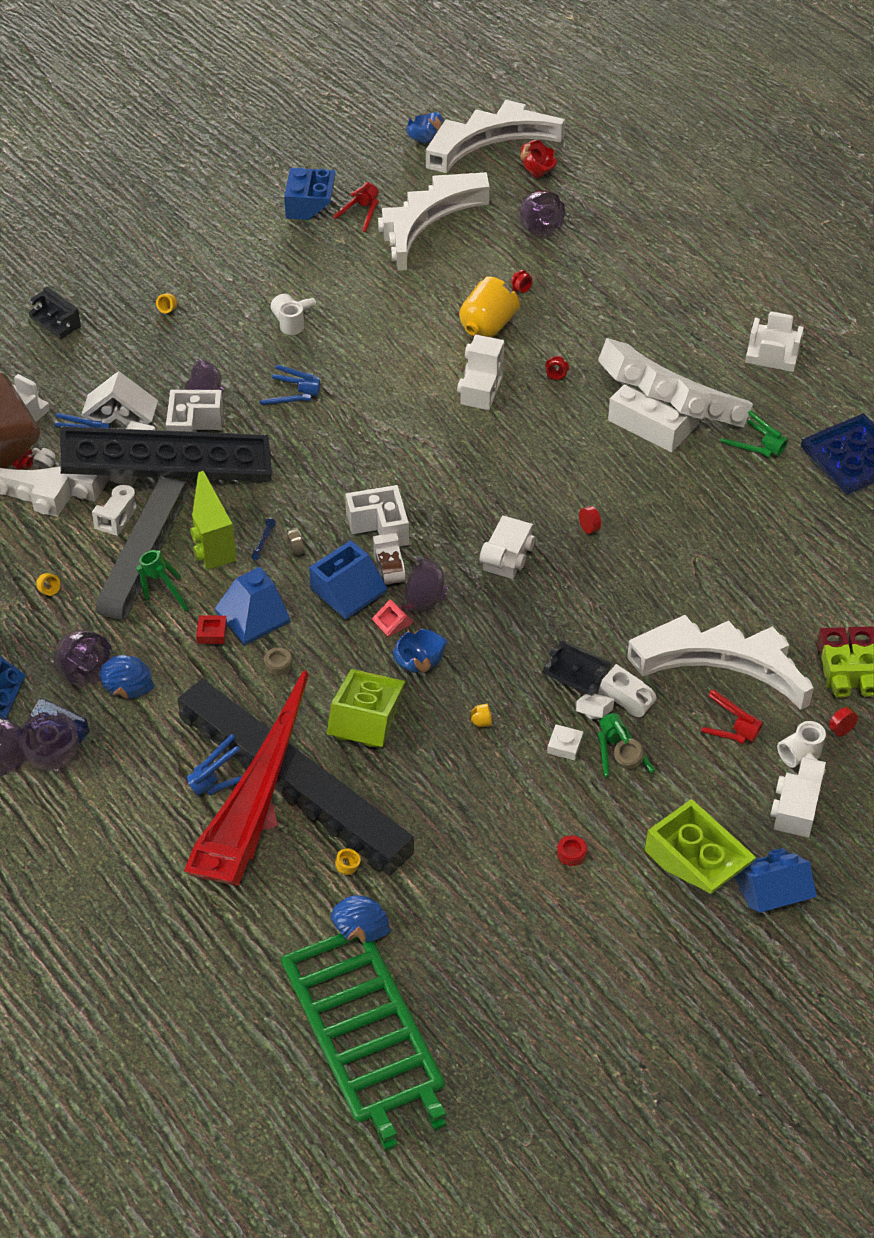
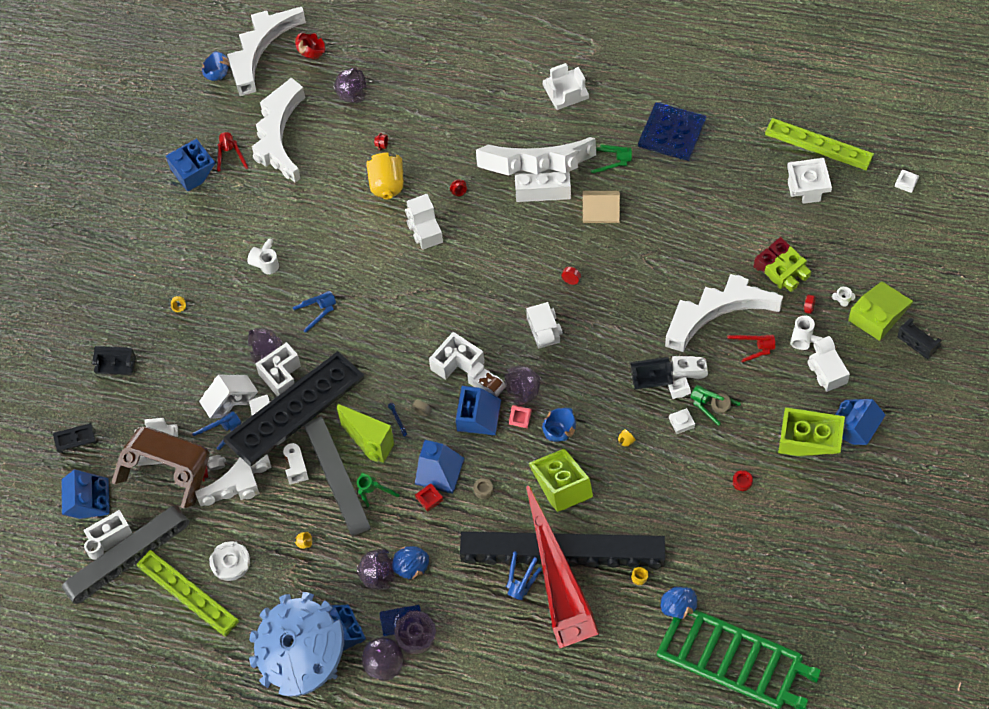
camera: 35 degrees left, 10 degrees up
(695, 477) = (601, 206): none -> tan slope

